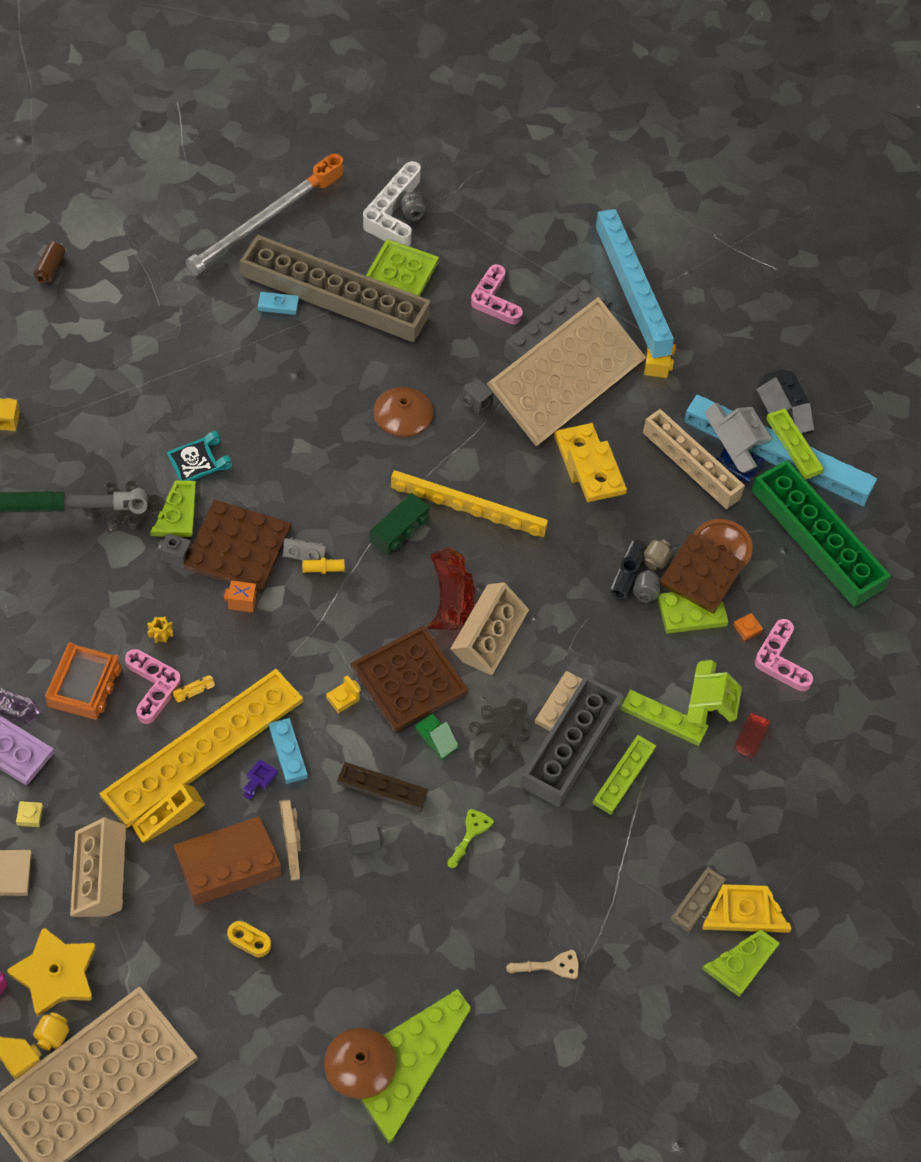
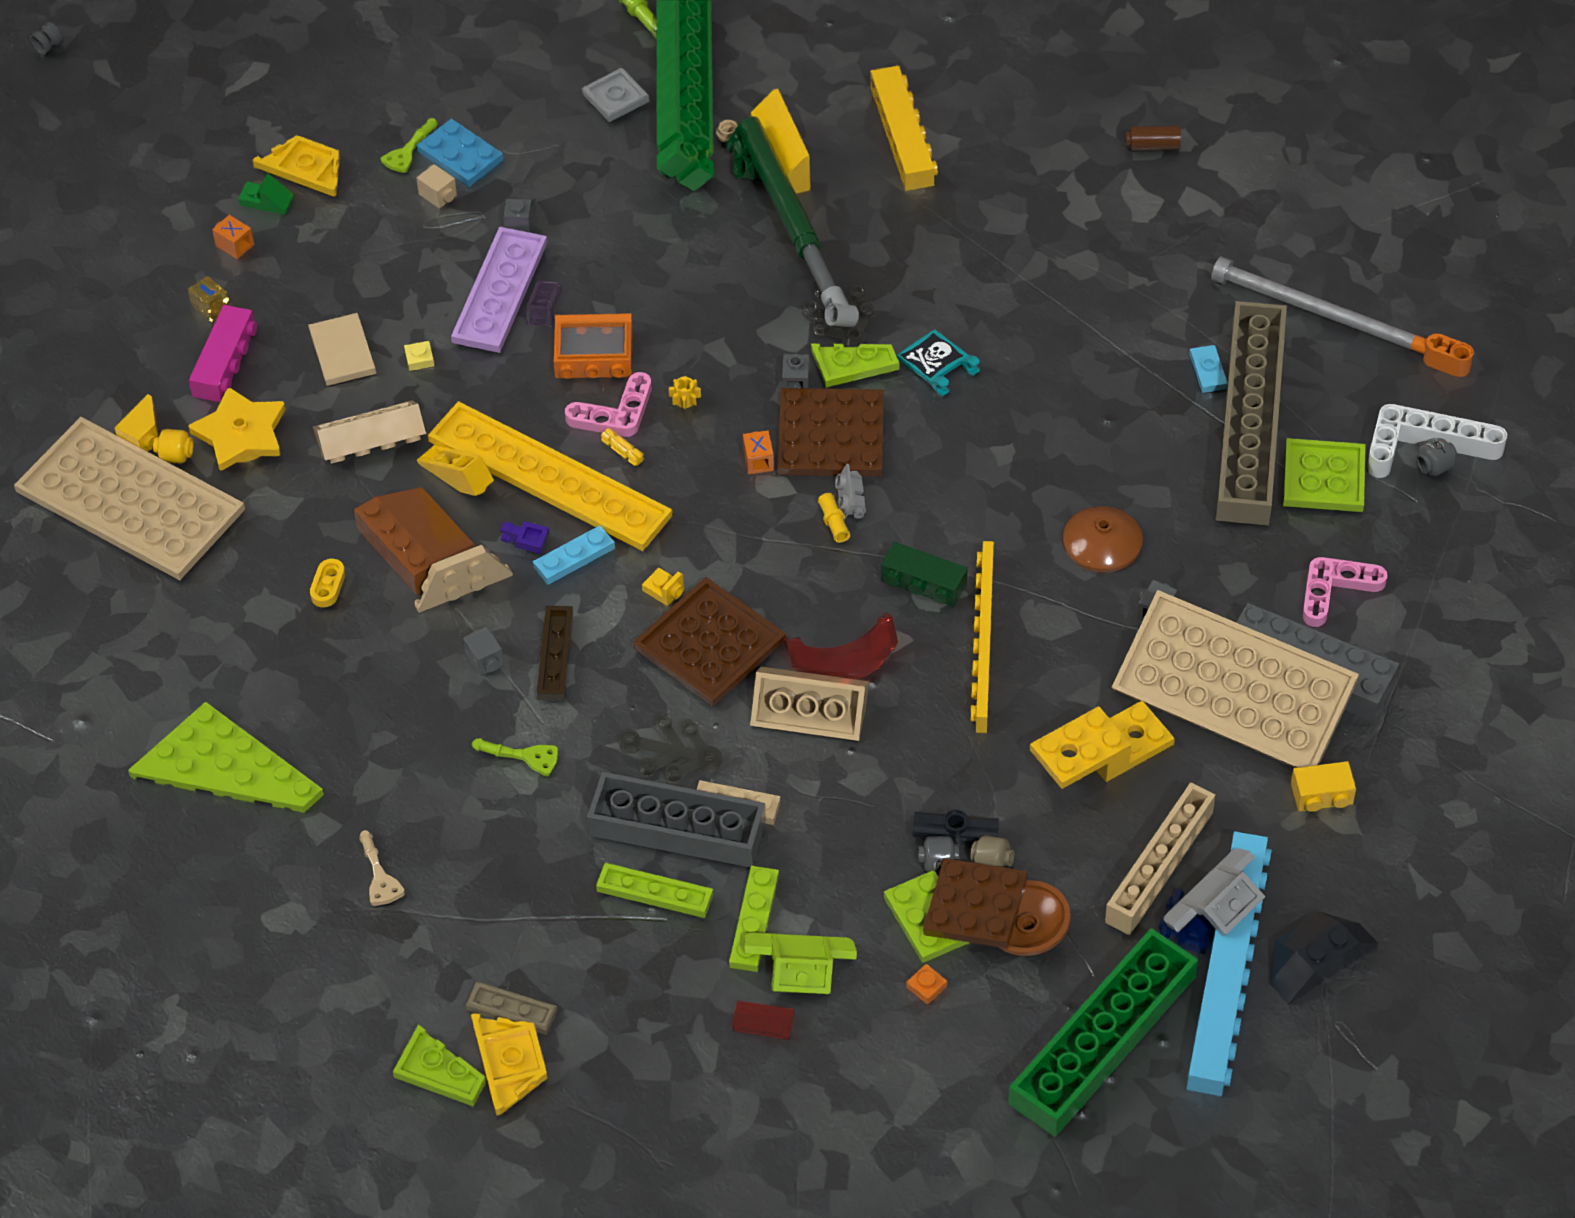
camera: 80 degrees right, 5 degrees down
(360, 1078) = (210, 726): dark orange dish -> none
(437, 736) = (641, 689): green slope -> none
(634, 284) = (1422, 721): medium azure brick -> none
(776, 661) = (886, 1024): bright pink beam -> none
(794, 443) = (1229, 963): lime plate -> none

